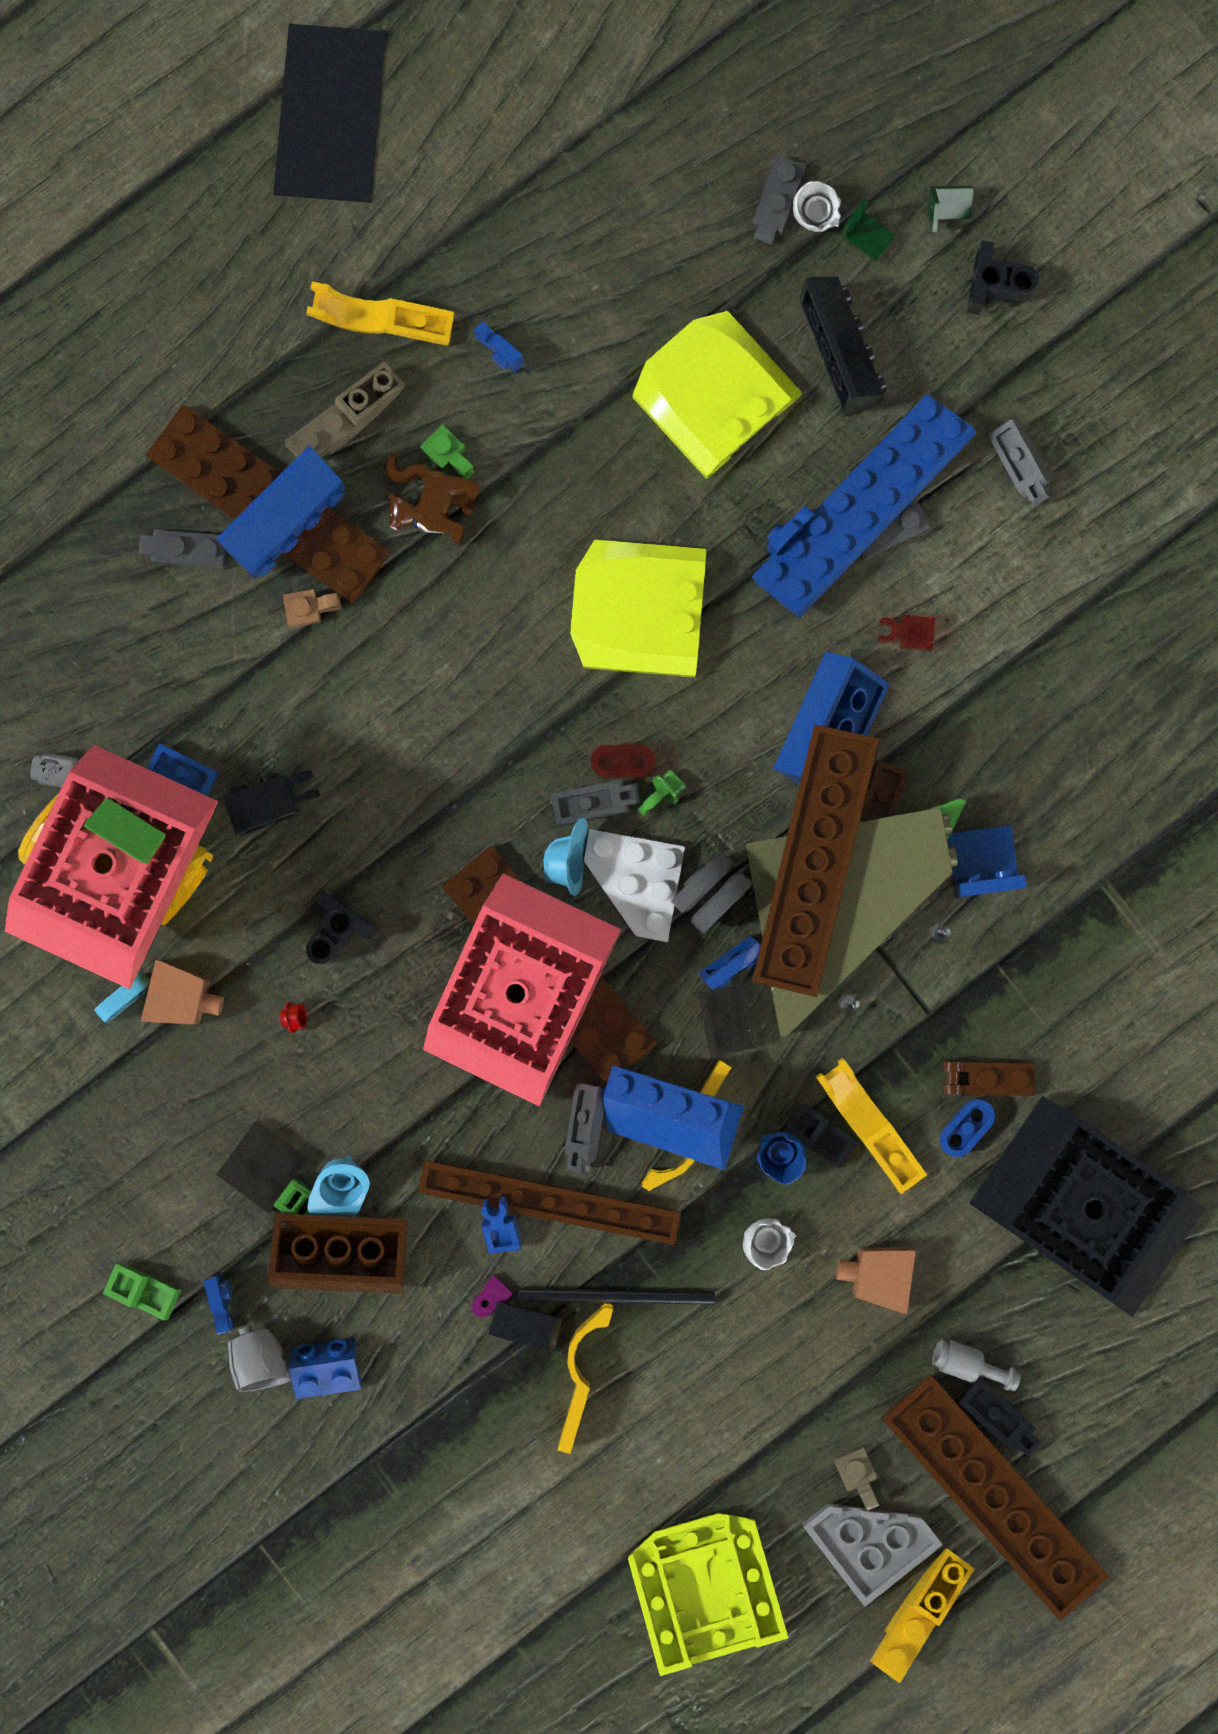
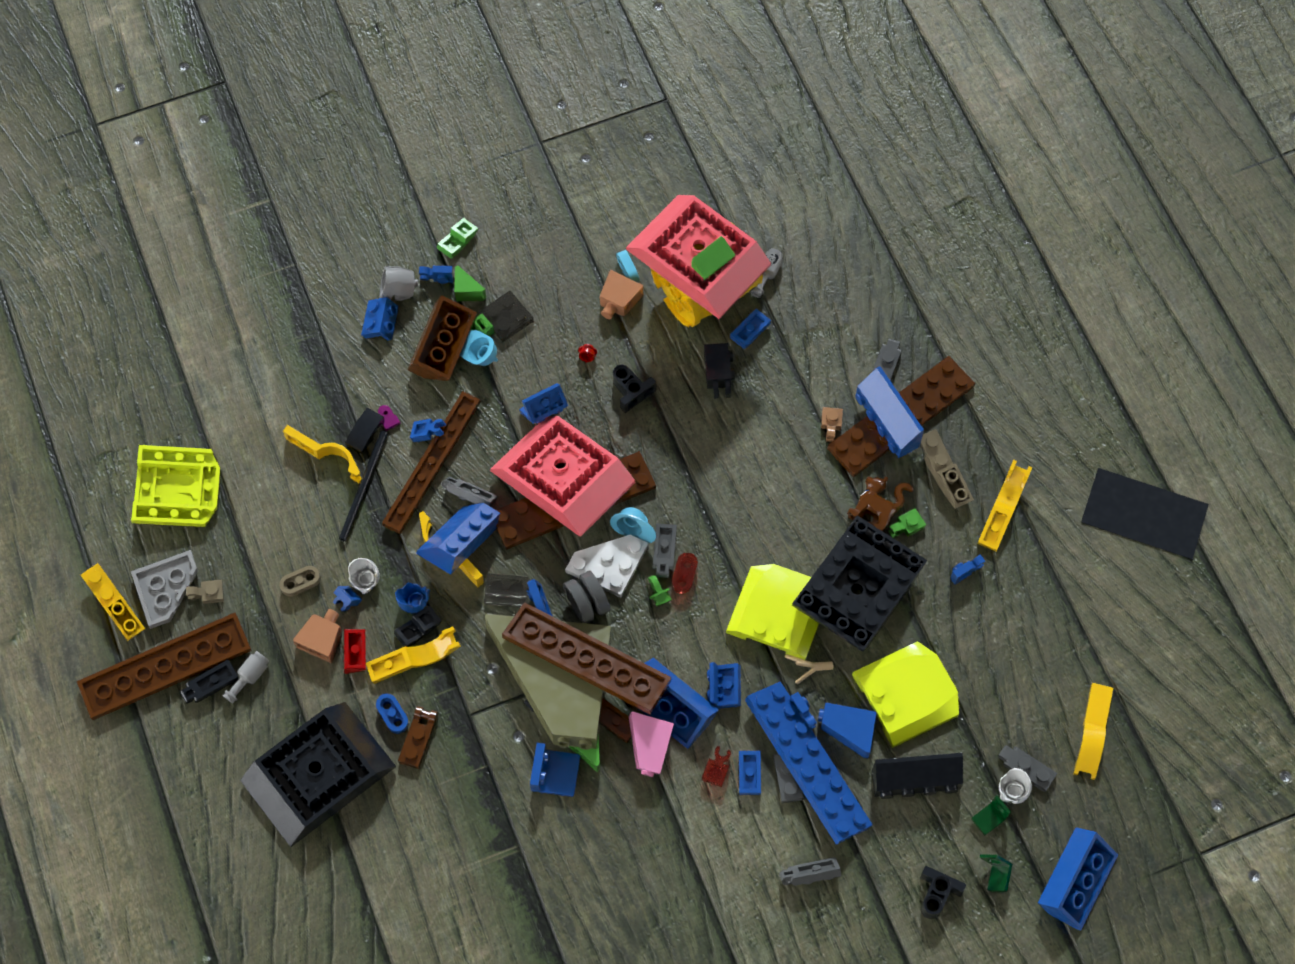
camera: 105 degrees right, 20 degrees down
(231, 1247) = (467, 288): none -> bright green slope
(412, 1054) = (544, 404): none -> blue bracket
(541, 468) = (865, 561): none -> black slope
(690, 117) = (1094, 730): none -> yellow piece
(714, 534) = (817, 666): none -> tan plant
(783, 654) = (724, 685): none -> blue bracket
(792, 458) = (849, 726): none -> blue slope
(801, 1338) = (299, 579): none -> dark tan plate
(807, 1257) = (347, 596): none -> blue tile
(887, 1217) = (354, 650): none -> red slope
(902, 584) = (749, 772): none -> blue plate
(907, 734) = (649, 742): none -> bright pink slope
(921, 97) = (1078, 878): none -> blue slope

